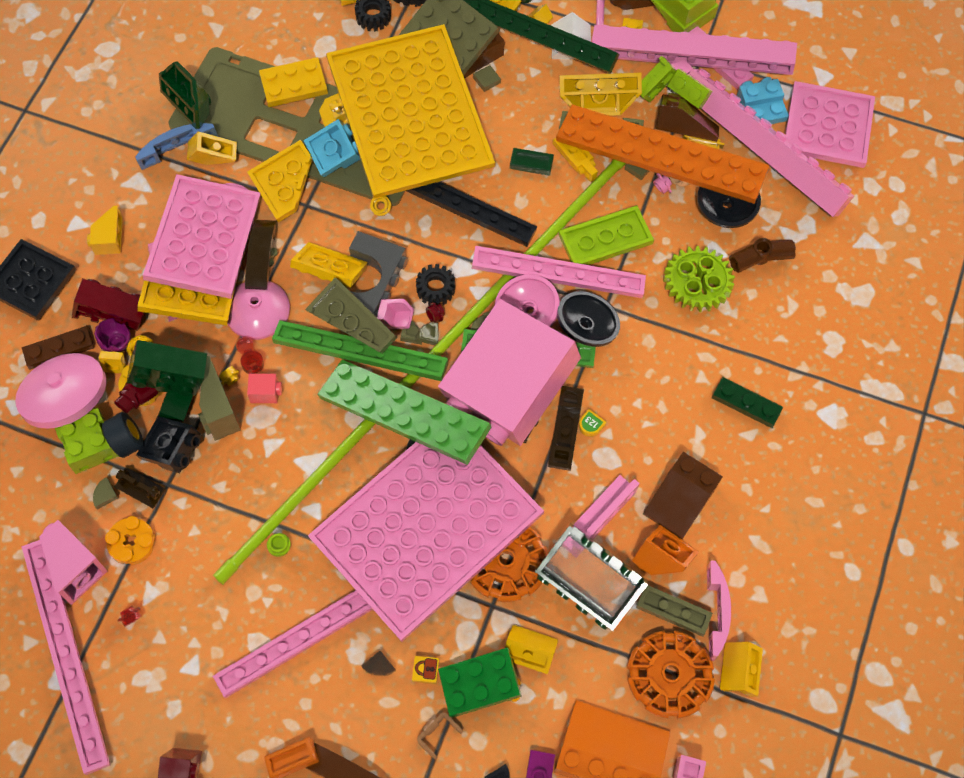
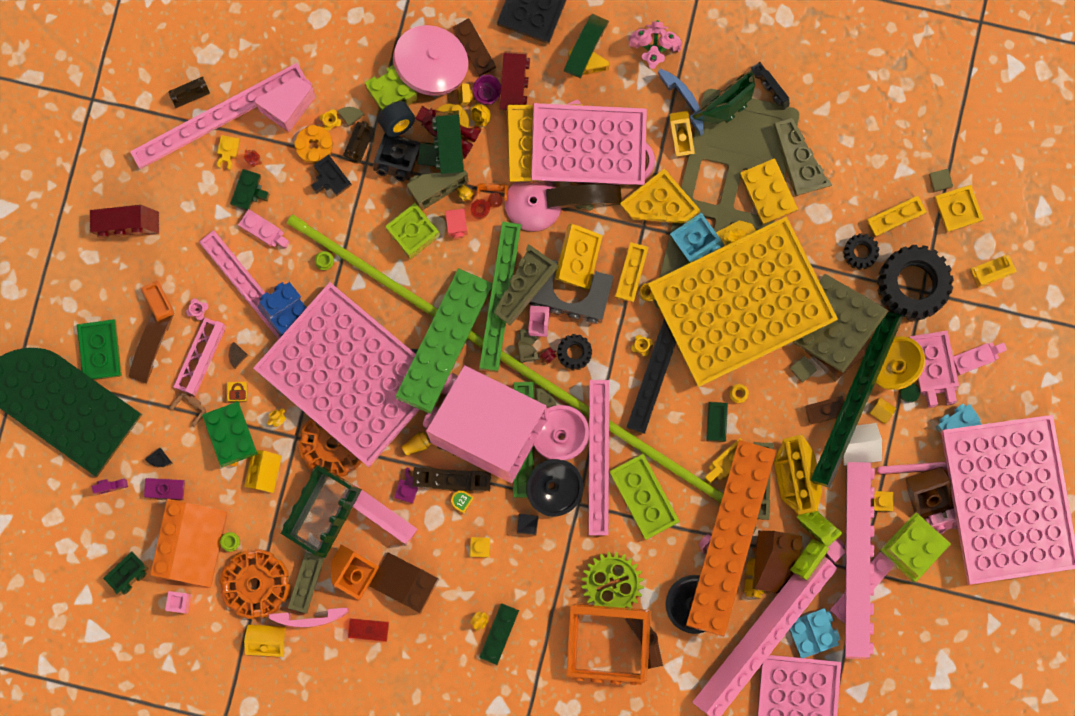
camera: 85 degrees right, 15 degrees up
(23, 688) = (189, 92): none -> dark brown hinge
(91, 224) = (585, 45): none -> dark green slope
(96, 163) = (667, 41): none -> bright pink plant
(98, 515) = (332, 114): none -> yellow plate
(111, 646) = (228, 148): none -> yellow plate
(170, 627) = (248, 190): none -> dark green hinge
(176, 525) = (330, 177): none -> black hinge
(187, 58) = (770, 84): none -> black hinge
(225, 614) = (263, 229): none -> bright pink hinge
(229, 346) = (492, 187): none -> orange piece
(263, 434) = (412, 231): none -> lime piece
(272, 50) = (799, 159): none -> olive wing
(310, 701) = (192, 309): none -> bright pink plate
(329, 598) = (281, 307): none -> blue plate
(356, 215) = (631, 272): none -> yellow plate
(378, 703) = (204, 358): none -> bright pink fence
(438, 214) = (642, 340): none -> yellow plate
(466, 622) = (276, 417): none -> yellow plate
(504, 132) = (739, 387): none -> yellow plate
(518, 463) = (416, 443): none -> yellow cone
(533, 62) = (824, 410): none -> reddish brown plate
(570, 482) = (405, 490): none -> magenta plate
(615, 699) = (230, 541): none -> lime plate
(625, 357) = (527, 524): none -> black slope
(646, 410) = (480, 547): none -> yellow plate
(732, 419) = (479, 620): none -> yellow plate
(734, 545) = (368, 630): none -> clear red plate
(804, 283) = (597, 675): none -> orange window

